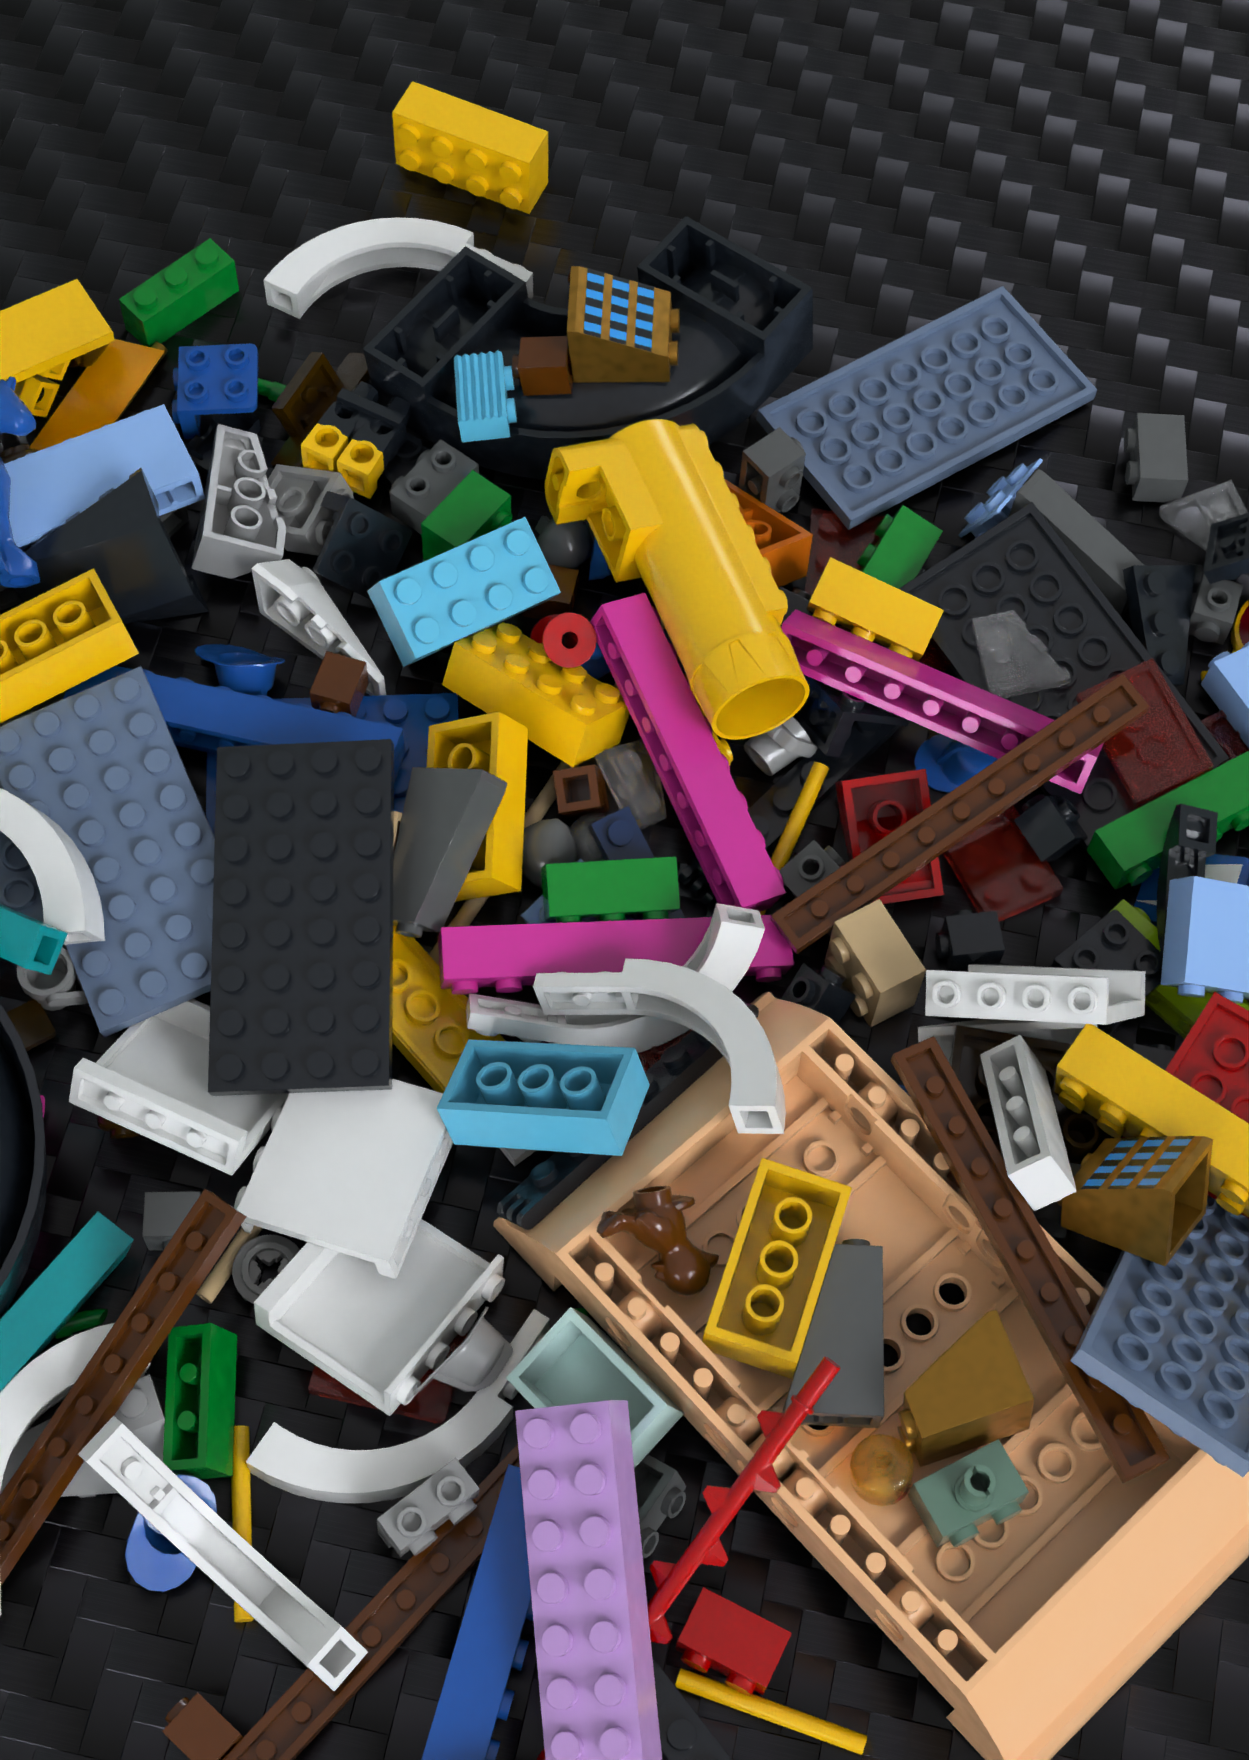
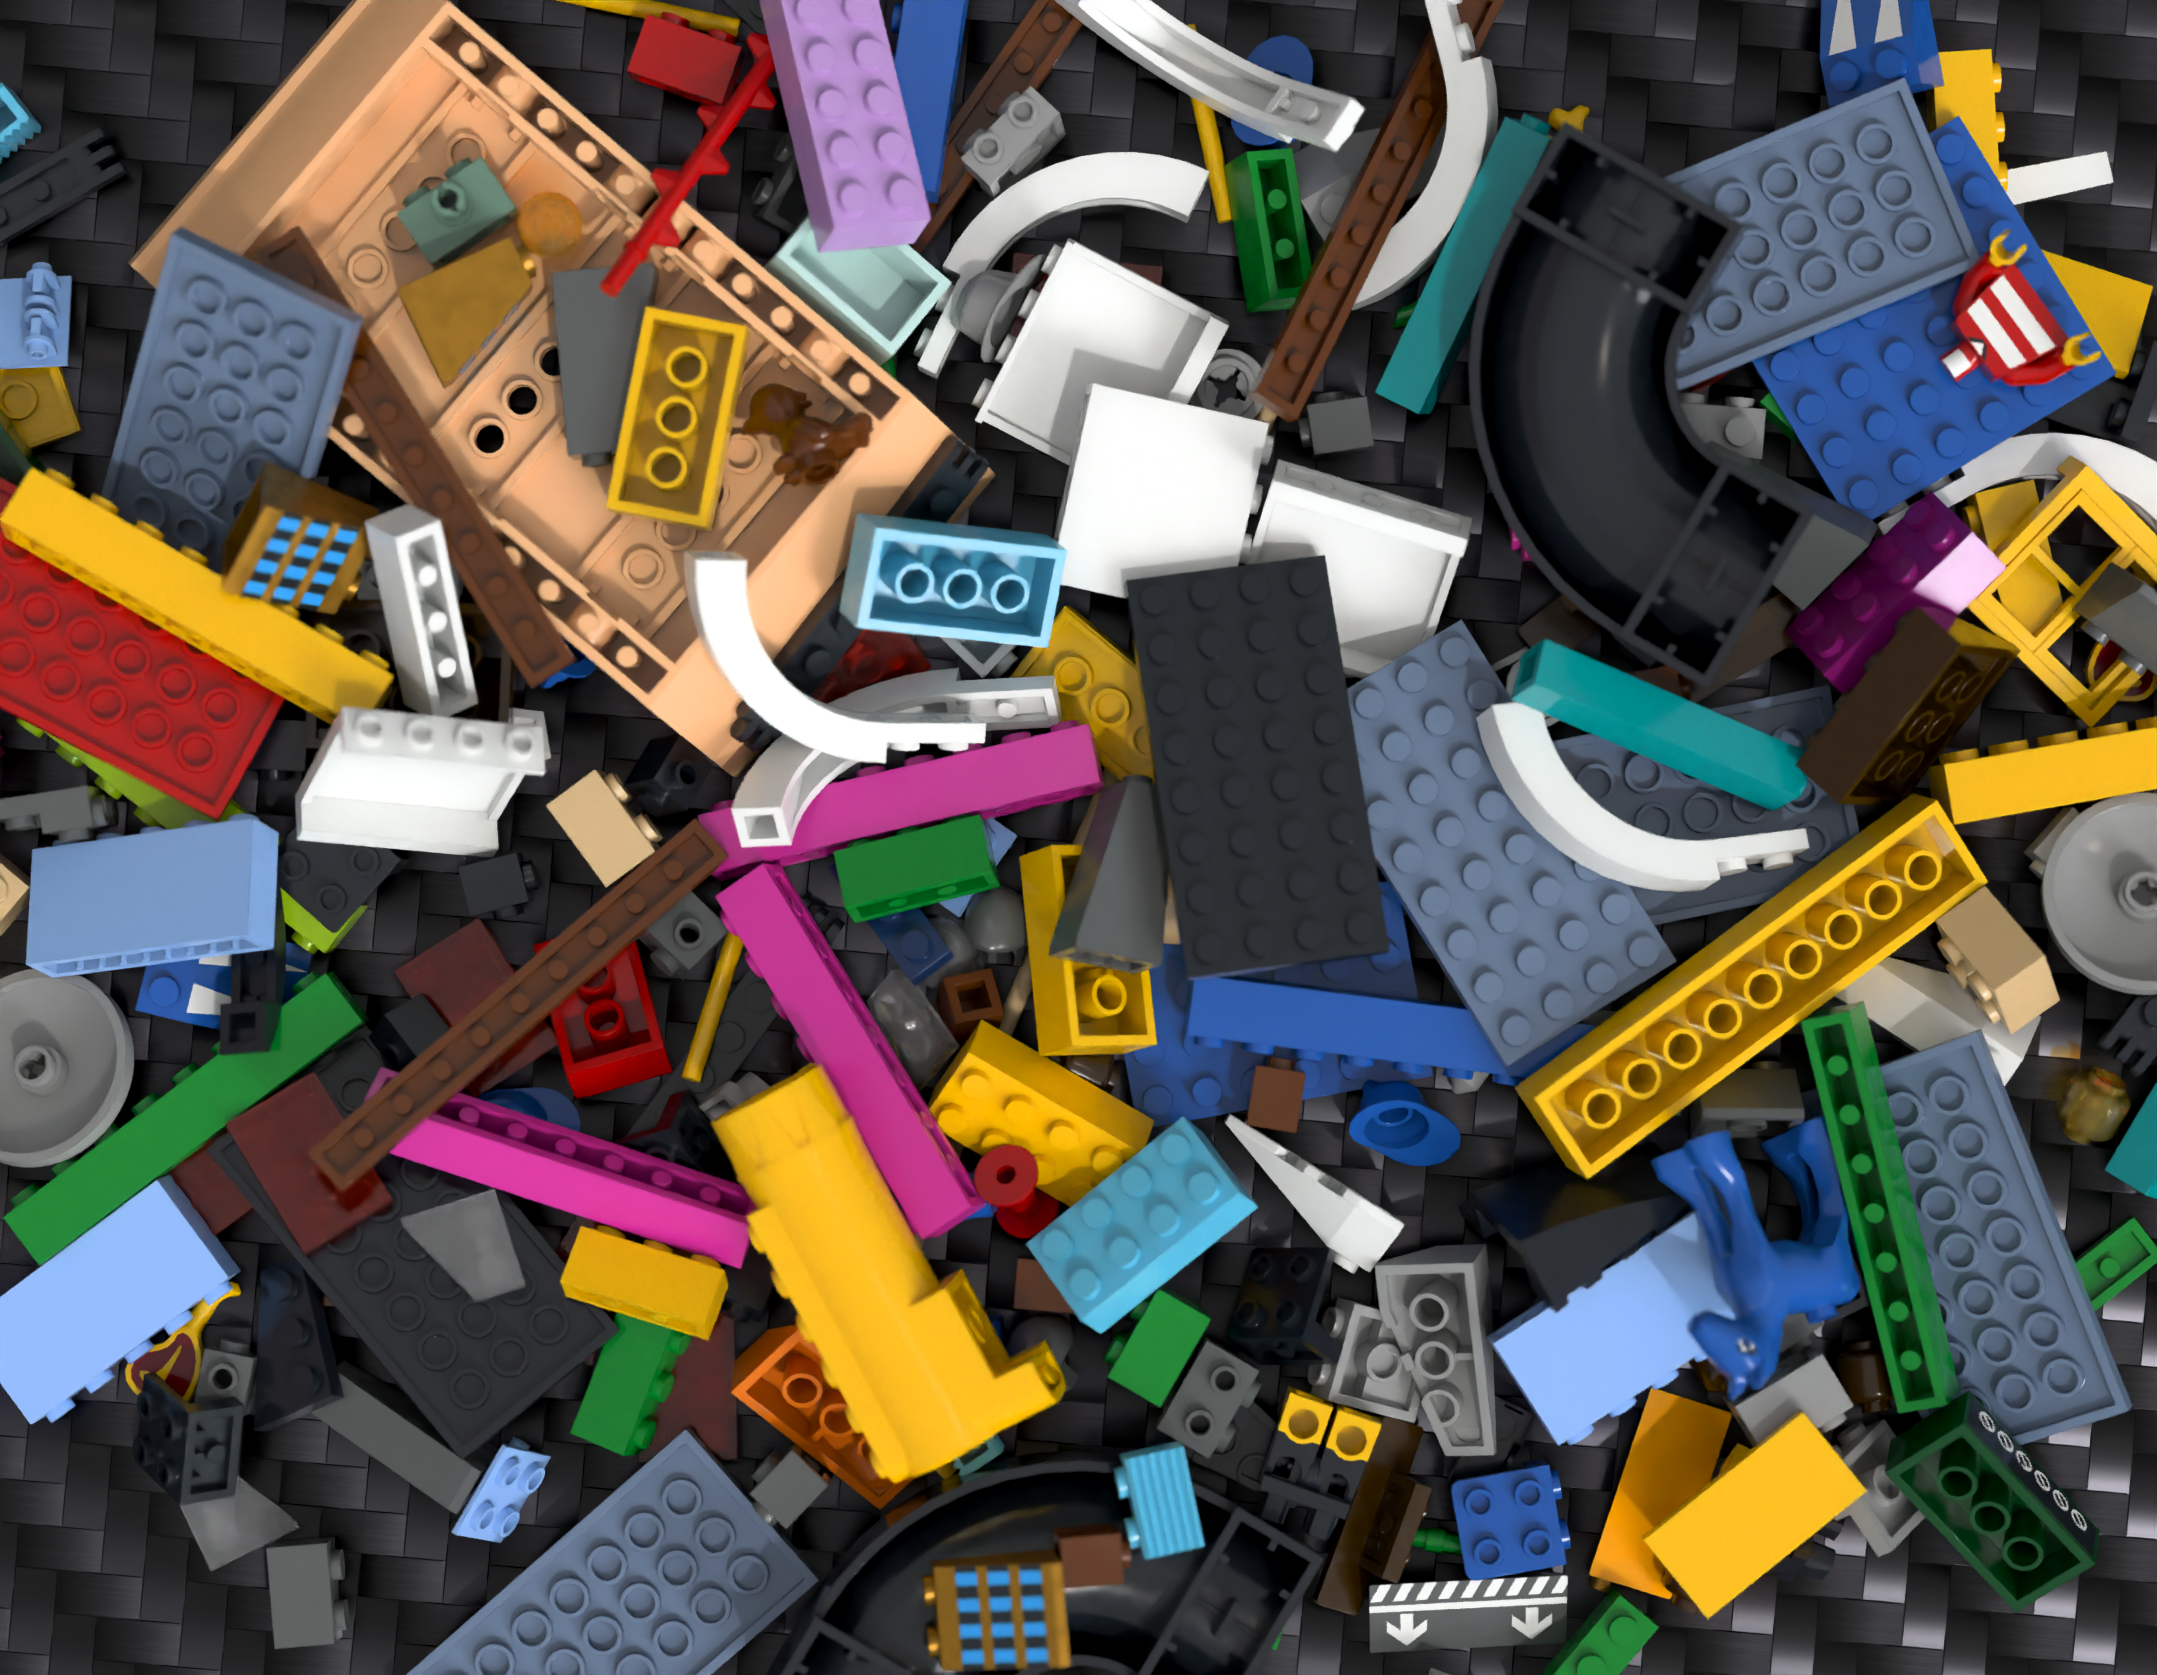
camera: 175 degrees right, 25 degrees up
(263, 337) = (1468, 1613): none -> dark grey sticker

